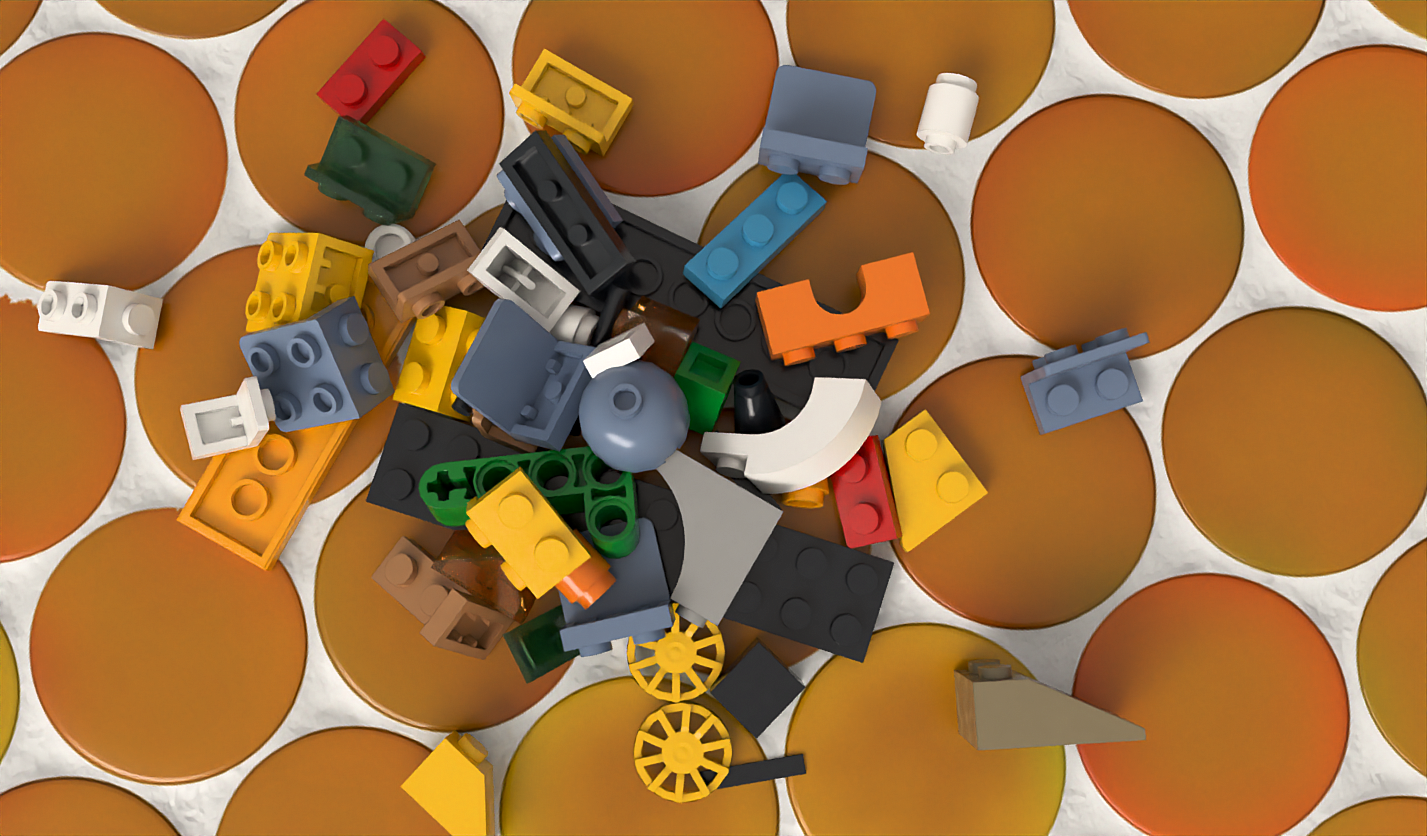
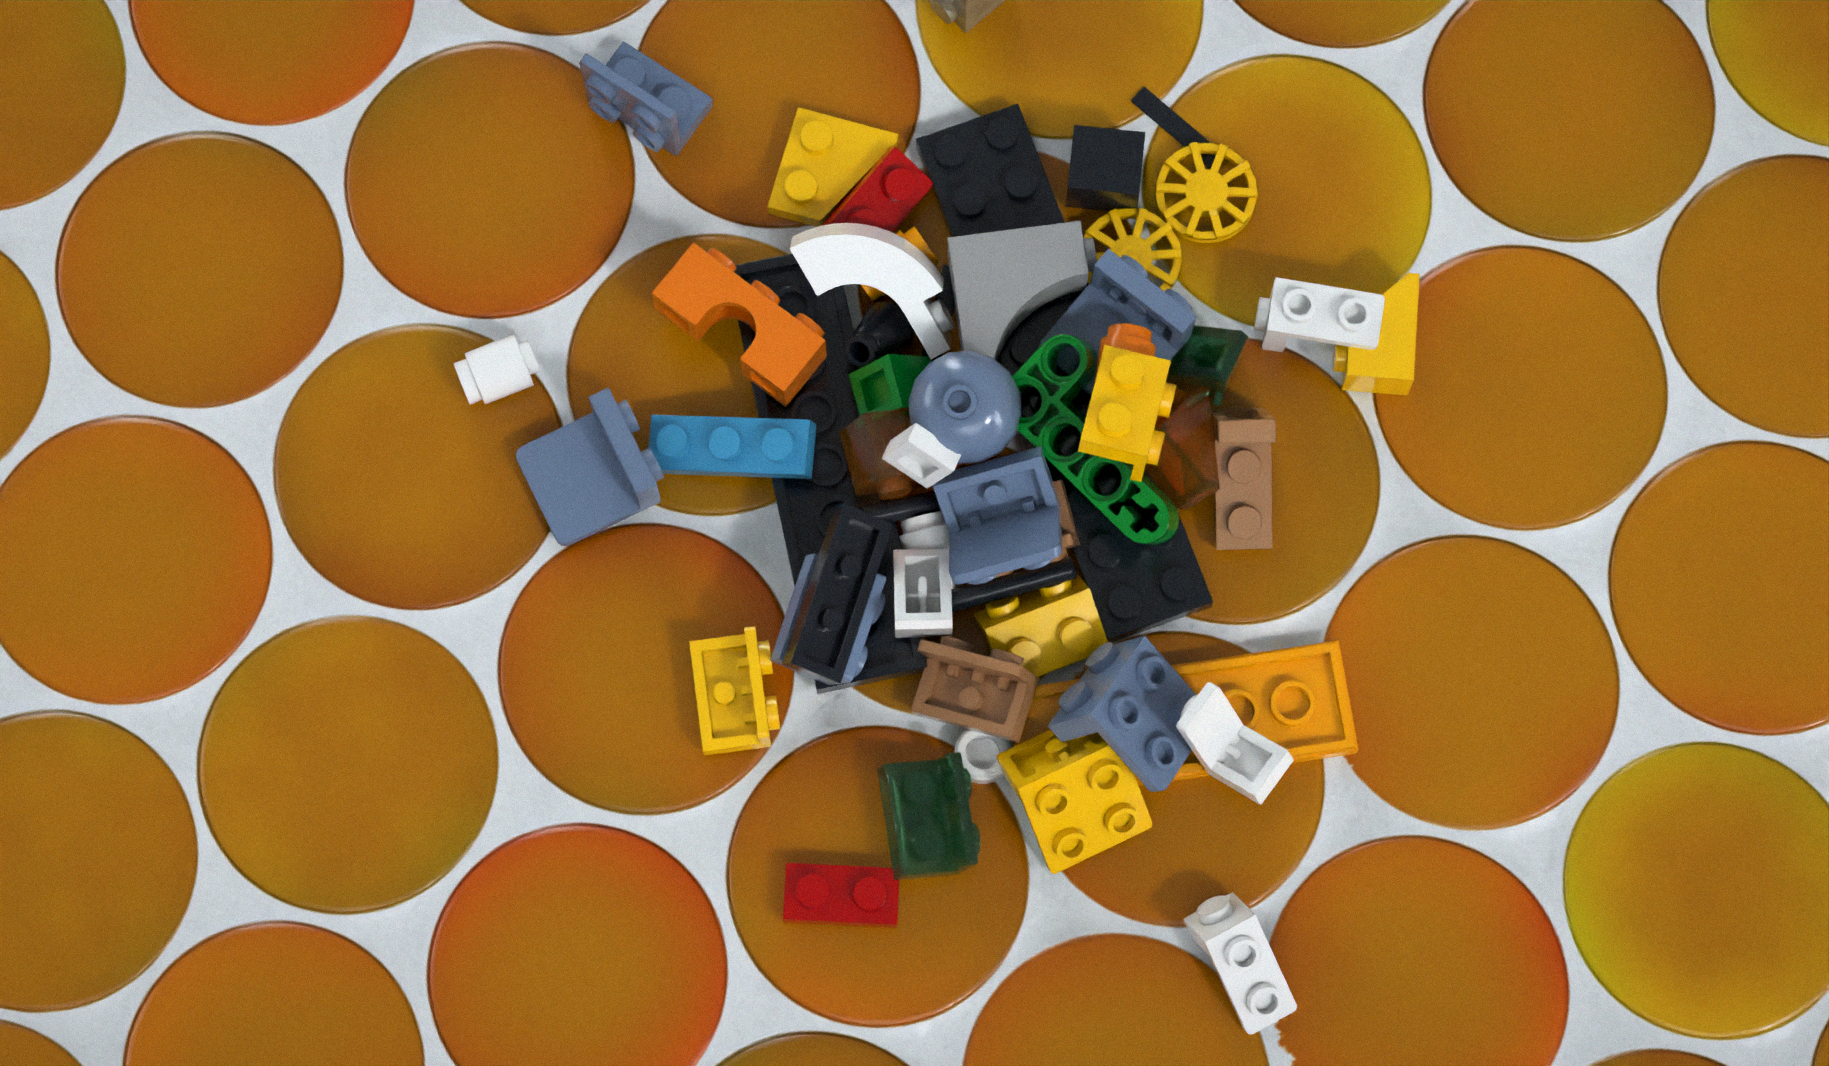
camera: 130 degrees left, 10 degrees down
(508, 755) = (1319, 315): none -> white bracket

